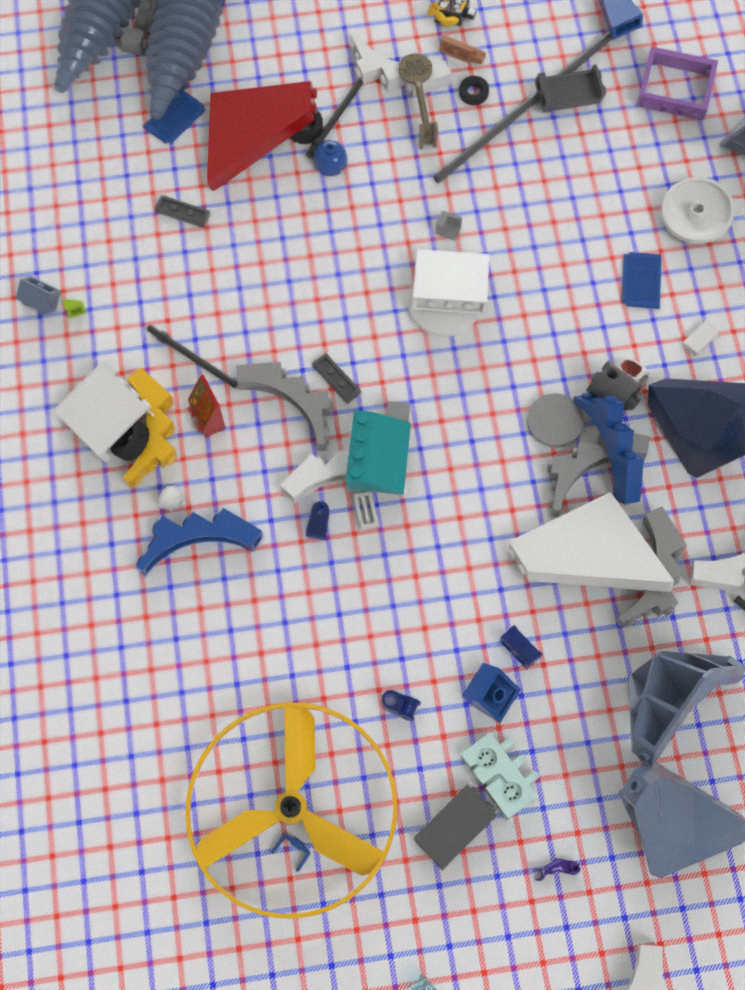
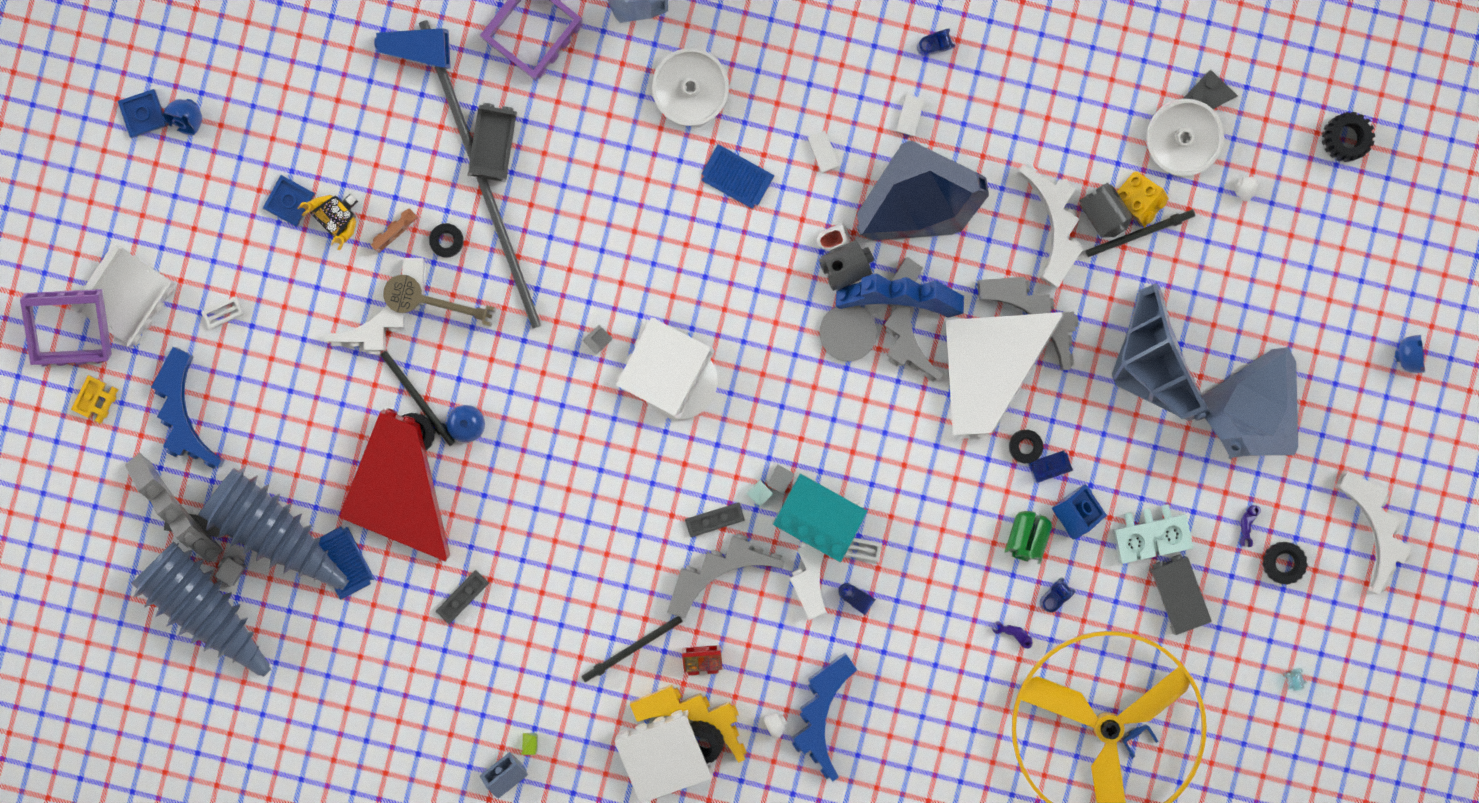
camera: 75 degrees left, 20 degrees up
(348, 684) = (1020, 635): none -> dark purple arm
(377, 402) = (759, 493): none -> light aqua slope
(446, 652) = (1029, 539): none -> green cylinder
(519, 924) = (1298, 570): none -> black tyre
(529, 605) = (1037, 446): none -> black tyre

